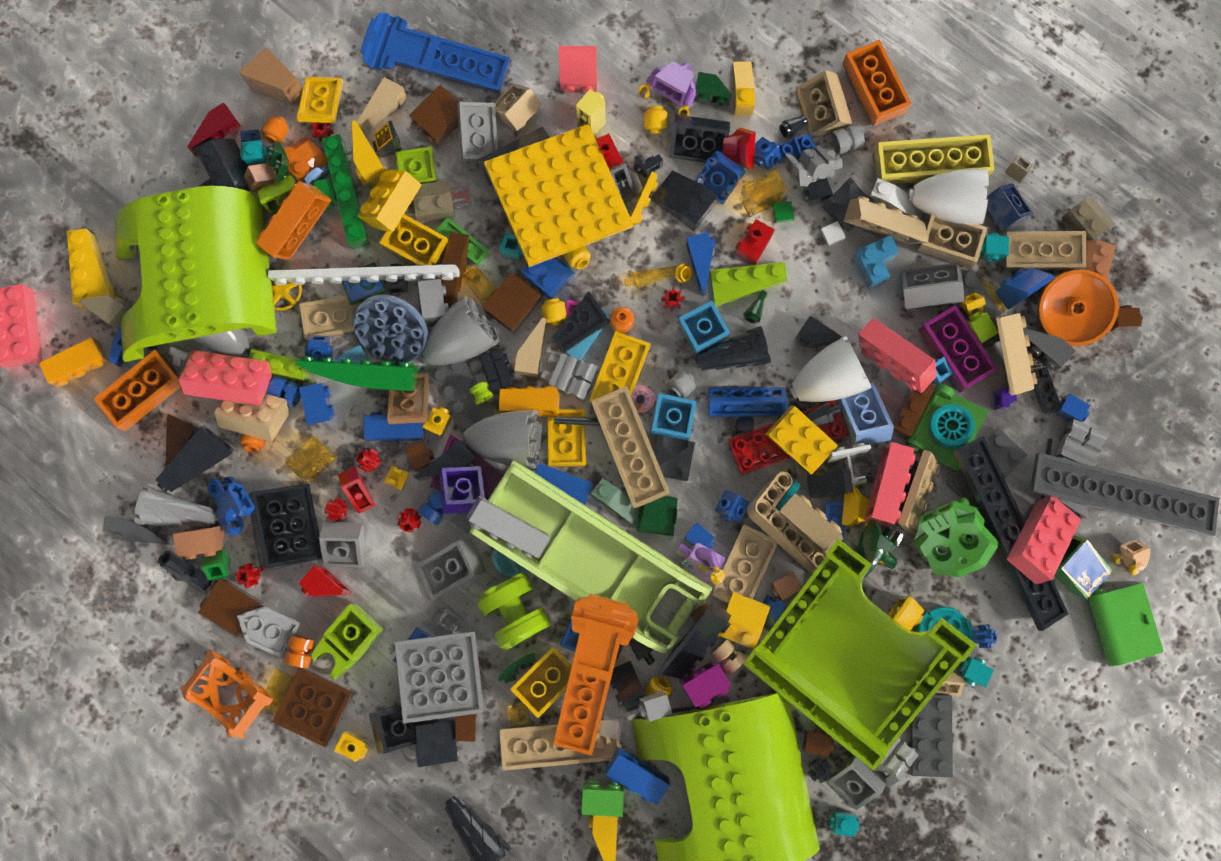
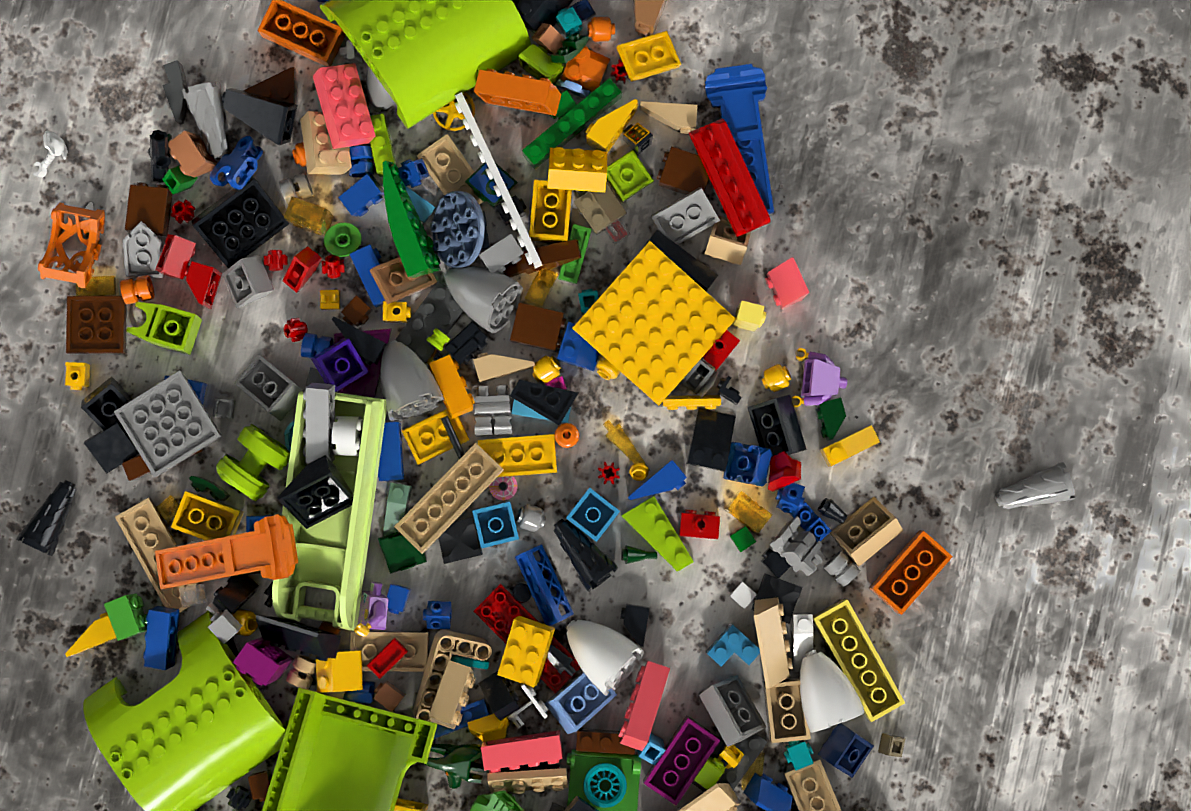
camera: 65 degrees right, 5 degrees up
(127, 667) = (56, 147): none -> white piece
(279, 467) = (289, 190): none -> light grey wheel
(286, 598) = (175, 256): none -> slope
(343, 435) = (339, 233): none -> bright green dish
(461, 76) = (730, 177): none -> red plate
(531, 507) = (347, 435): none -> white brick
(571, 559) = (316, 493): none -> black slope
(750, 571) = (387, 658): none -> red tile

